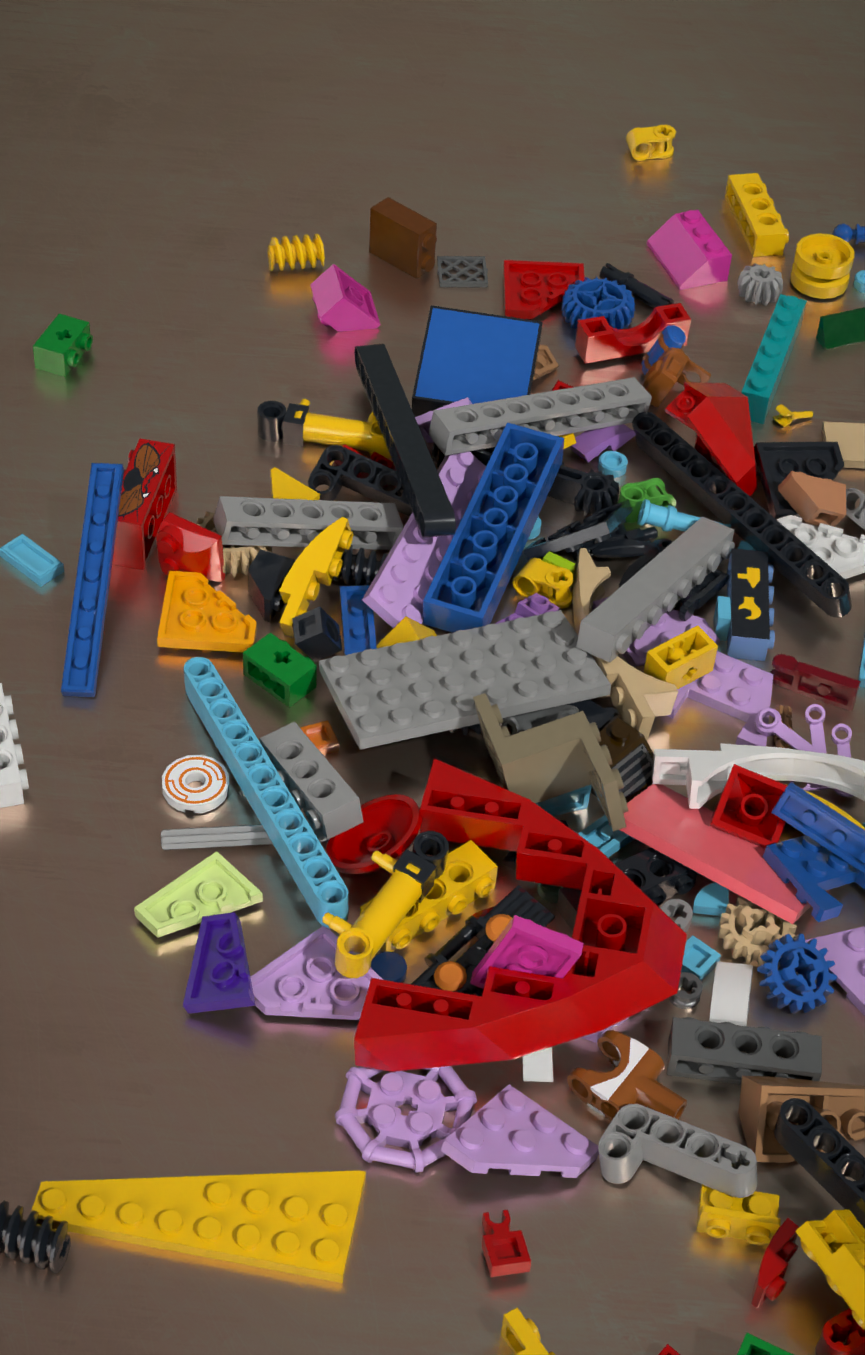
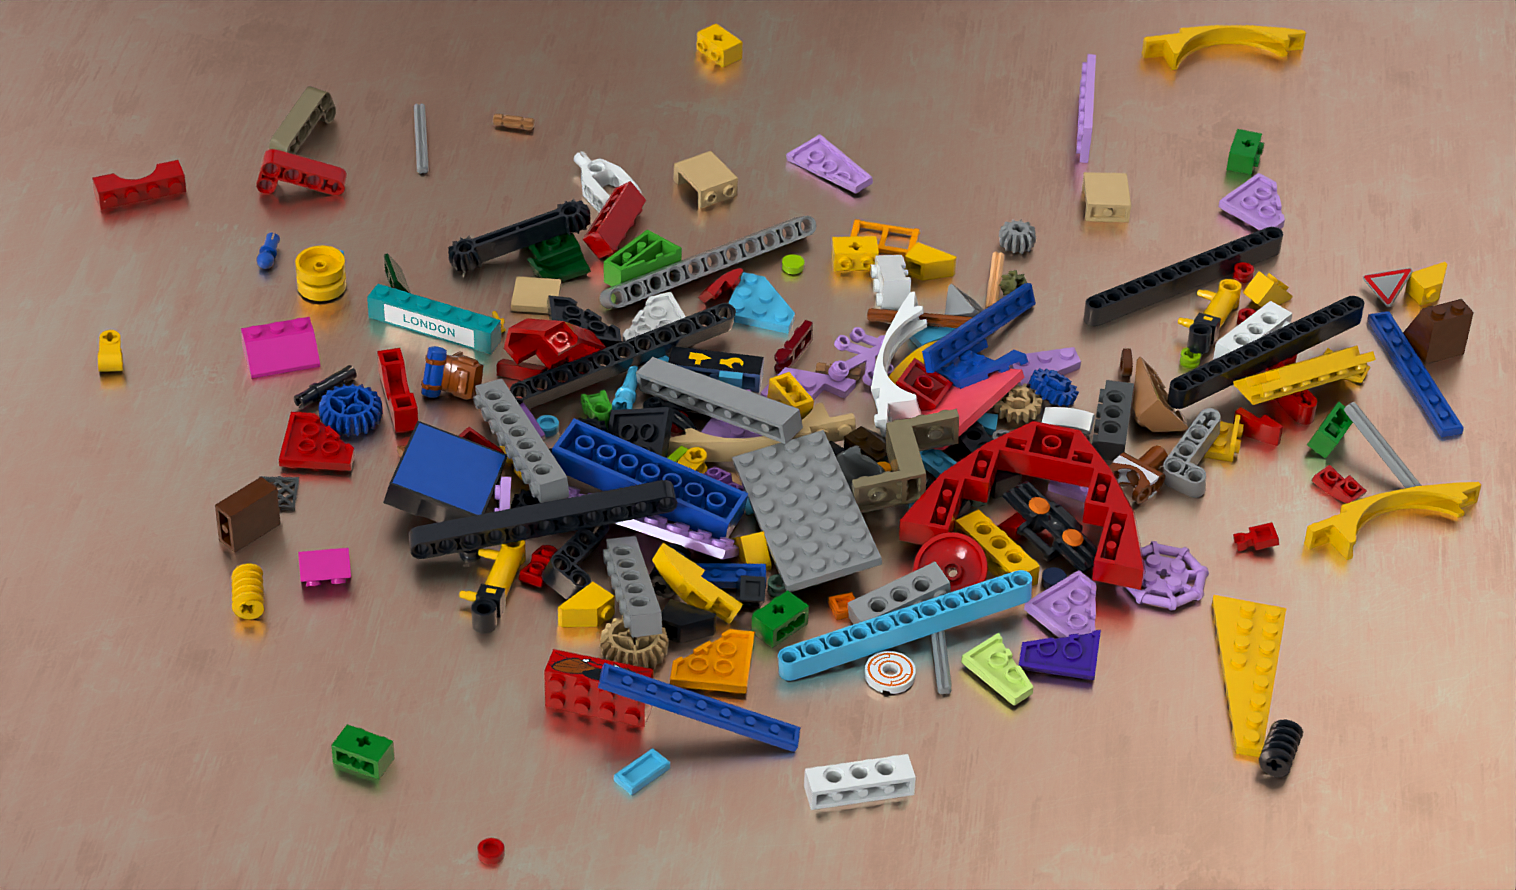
camera: 85 degrees left, 5 degrees down
(189, 548) = (659, 653): red slope -> none
(410, 883) = (1002, 542): yellow piece -> none
(519, 1137) = (1184, 523): lavender plate -> none
(529, 949) = (1084, 469): dark pink plate -> none
(756, 215) = (232, 304): yellow brick -> none
(760, 284) = (332, 314): light grey gear -> none
(815, 498) = (615, 313): nougat slope -> none

